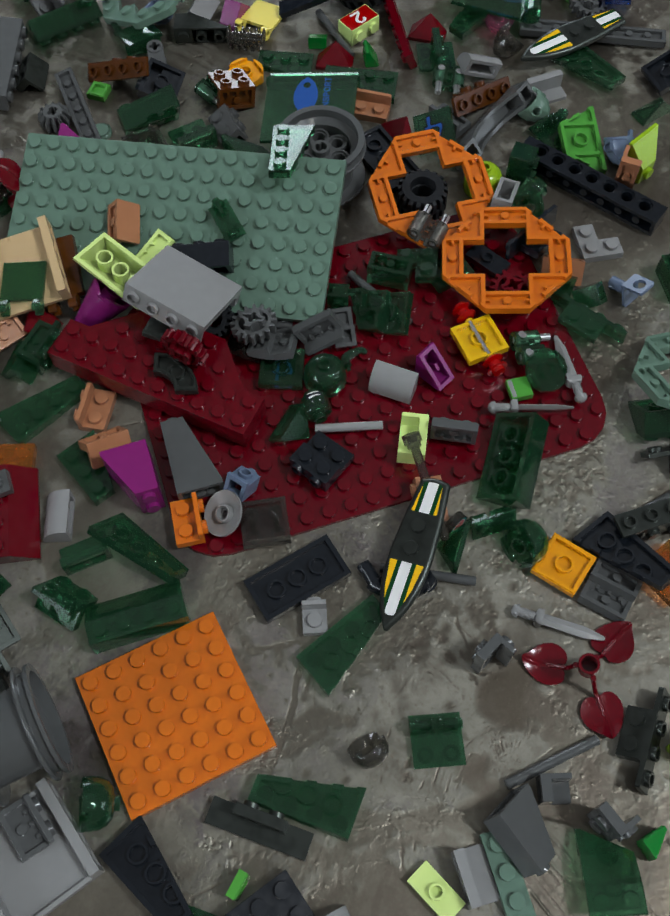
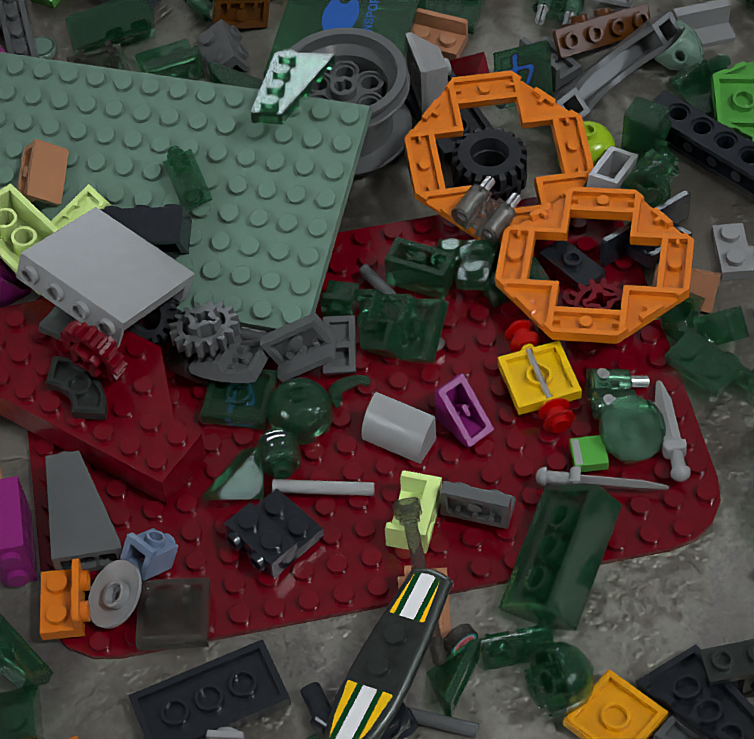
camera: 10 degrees right, 10 degrees down
(374, 132) = (426, 69): none -> light grey slope

